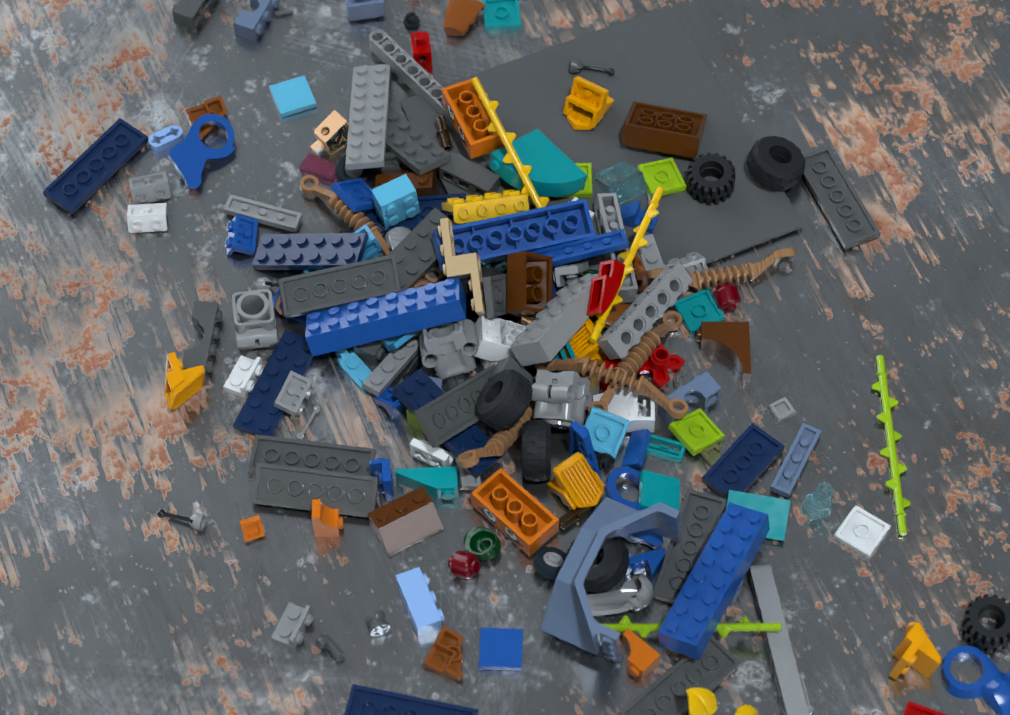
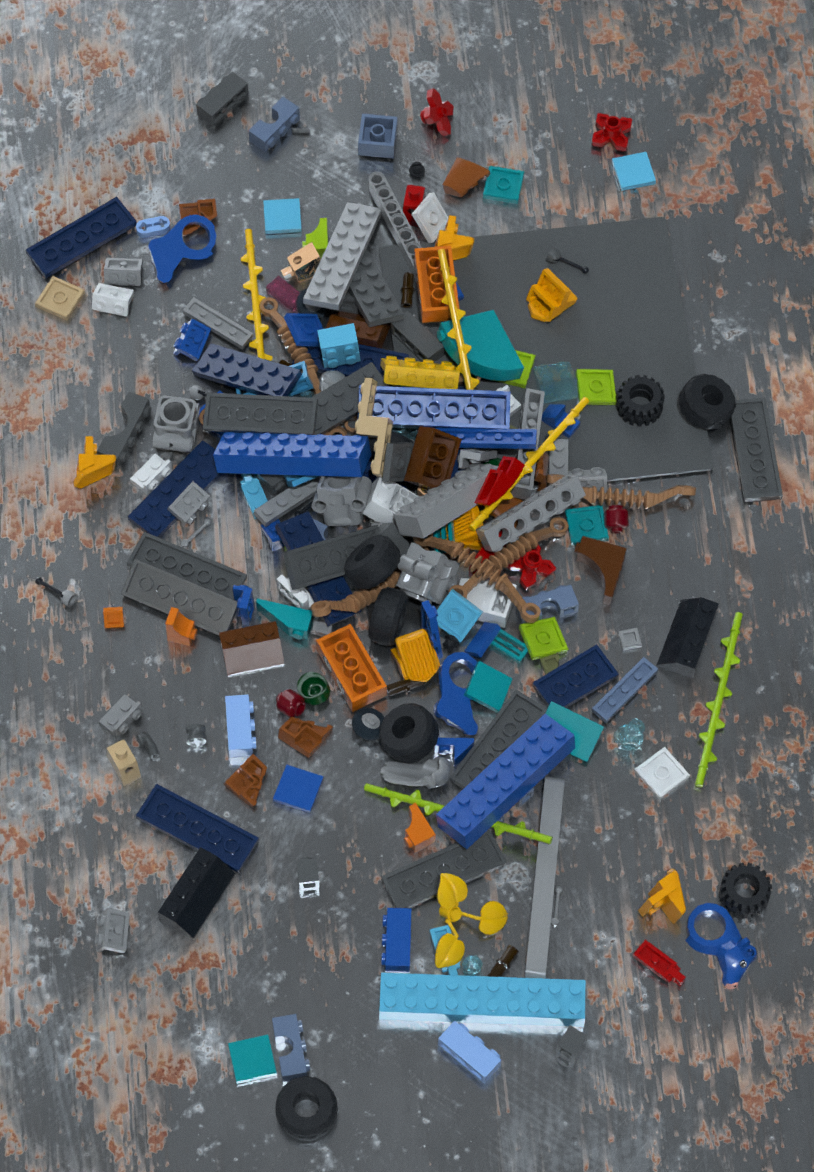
camera: 15 degrees right, 5 degrees up
(92, 230) = (60, 298): none -> tan tile
(294, 181) = (252, 285): none -> yellow plant
(308, 668) = (121, 759): none -> tan torso
(337, 103) = (318, 237): none -> lime arch
(443, 59) = (430, 217): none -> white tile
(468, 70) = (460, 244): none -> light orange piece
(488, 593) = (303, 735): none -> dark orange slope
(568, 608) = (362, 770): sand blue panel -> none
(664, 130) = (614, 340): reddish brown slope -> none
(838, 391) = (688, 636): none -> black slope

